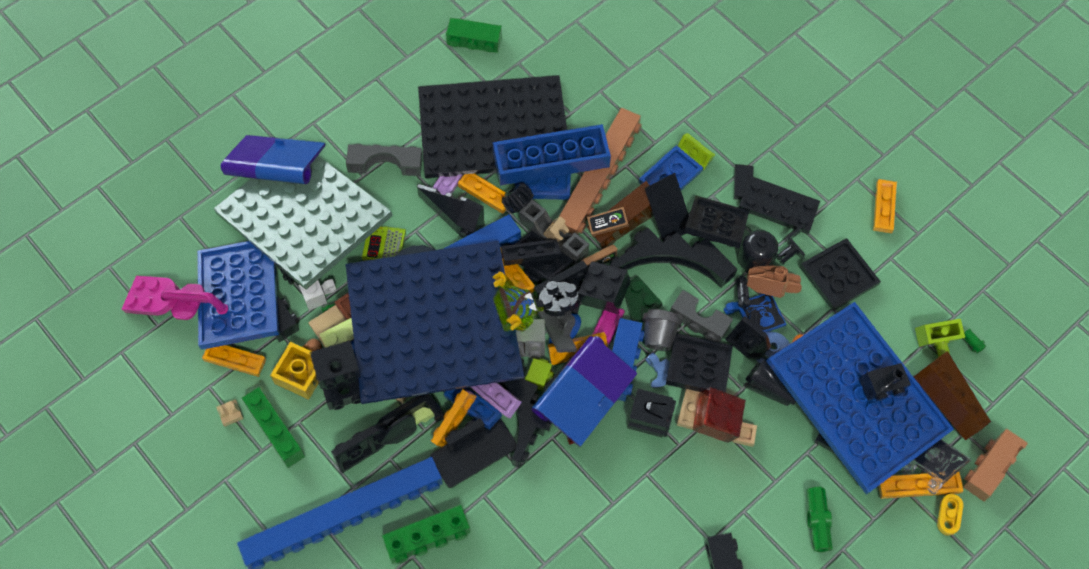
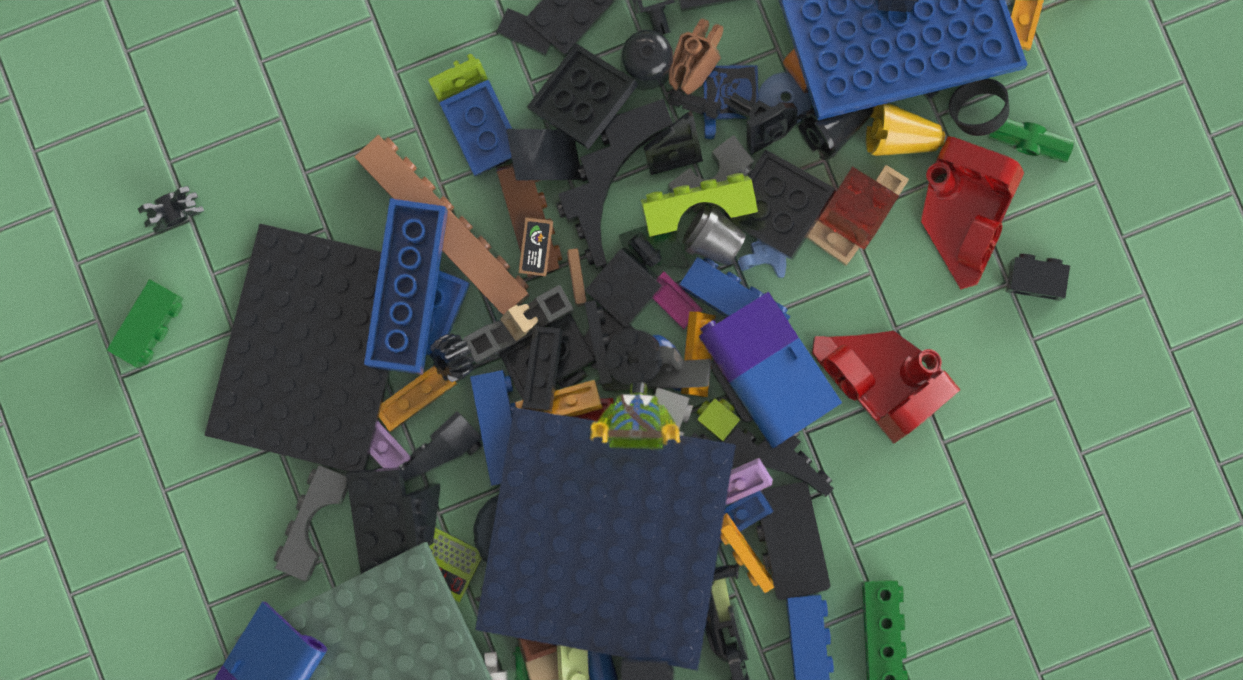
camera: 65 degrees left, 20 degrees up
(404, 189) = (377, 514): none -> black plate
(410, 215) = (420, 514): none -> black wing
(547, 23) = (170, 209): none -> black pin
(608, 476) = (887, 378): none -> red panel
(633, 290) = (645, 250): none -> black pin
(651, 413) = (825, 293): black piece -> none
(690, 328) = (664, 211): none -> lime arch
(709, 288) = (674, 146): none -> black wing
(753, 489) = (968, 206): none -> red panel
(784, 428) = (901, 132): none -> yellow cone
(829, 463) = (972, 89): none -> black tyre

